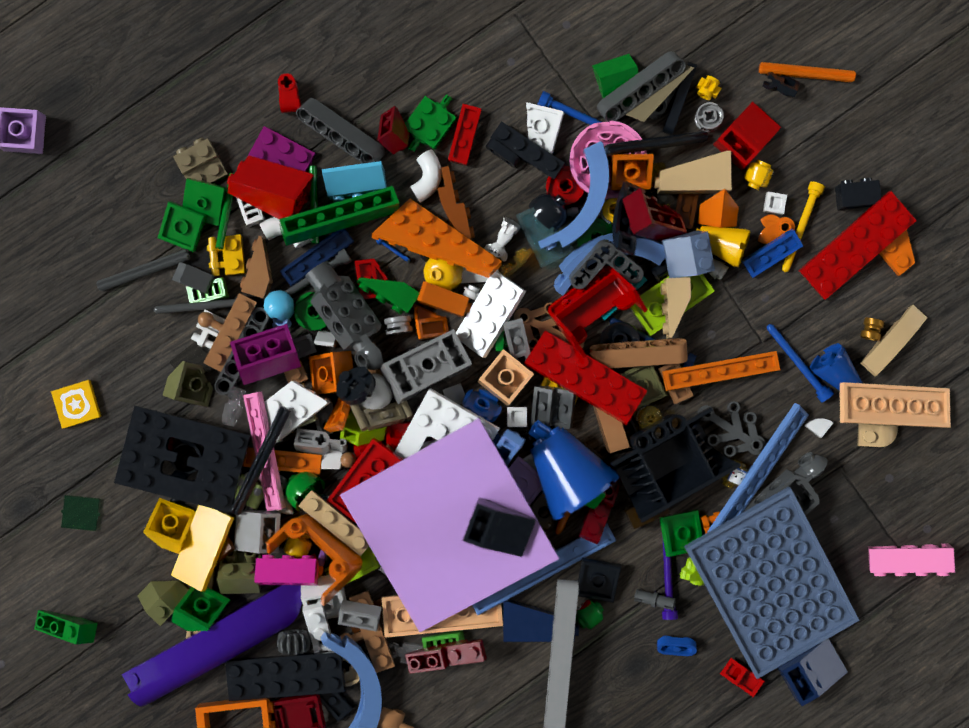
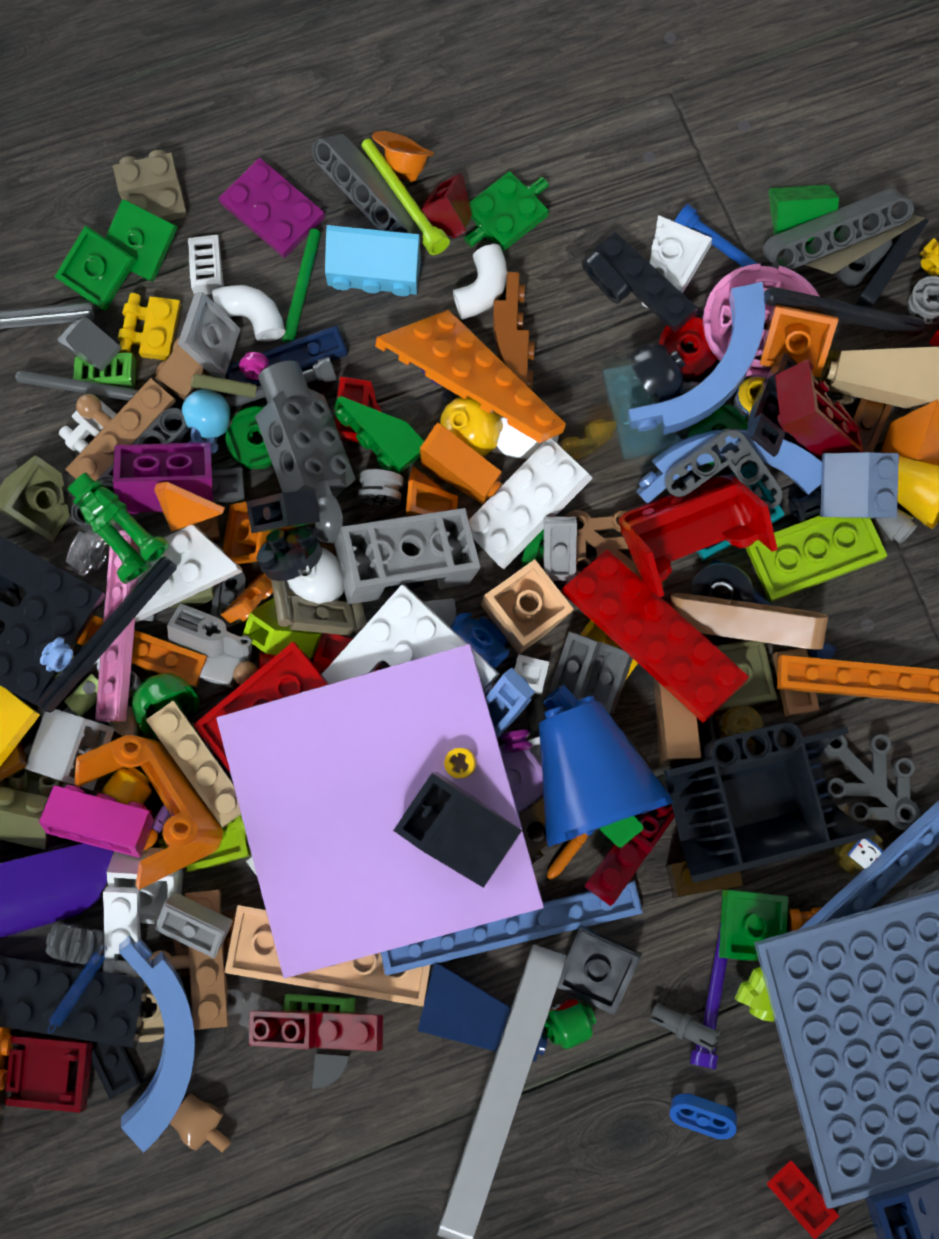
camera: 10 degrees right, 10 degrees down
(224, 219) = (167, 262): green bar -> none
(235, 482) = (56, 655): none -> light blue plate
(236, 388) = (103, 510): none -> green piece
(267, 256) = (209, 335): none -> light grey tile
(270, 186) = (246, 241): red slope -> none
(283, 287) = (223, 385): none -> olive tile
(285, 373) = (184, 507): none -> orange slope
(288, 97) = (307, 122): red piece -> none
(300, 267) = (253, 364): none -> dark pink plate
(307, 652) = (72, 990): none -> blue piece
(325, 338) = (262, 484): white slope -> none
(338, 215) = (333, 301): green brick -> none
(345, 361) = (283, 511): none -> black brick
(354, 100) = (403, 154): none -> orange piece
(381, 241) = (386, 361): blue hinge -> none
(390, 157) = (433, 238): none -> lime piece
(457, 673) = (328, 1069): none -> dark grey tile
(464, 134) = (554, 239): red plate -> none
(471, 292) = (507, 466): white plate -> none
(496, 486) = (450, 766): none -> yellow bush
(505, 234) = (578, 396): white animal -> none
(519, 462) = (516, 741): none -> magenta bush
(676, 297) = (826, 545): tan slope -> none

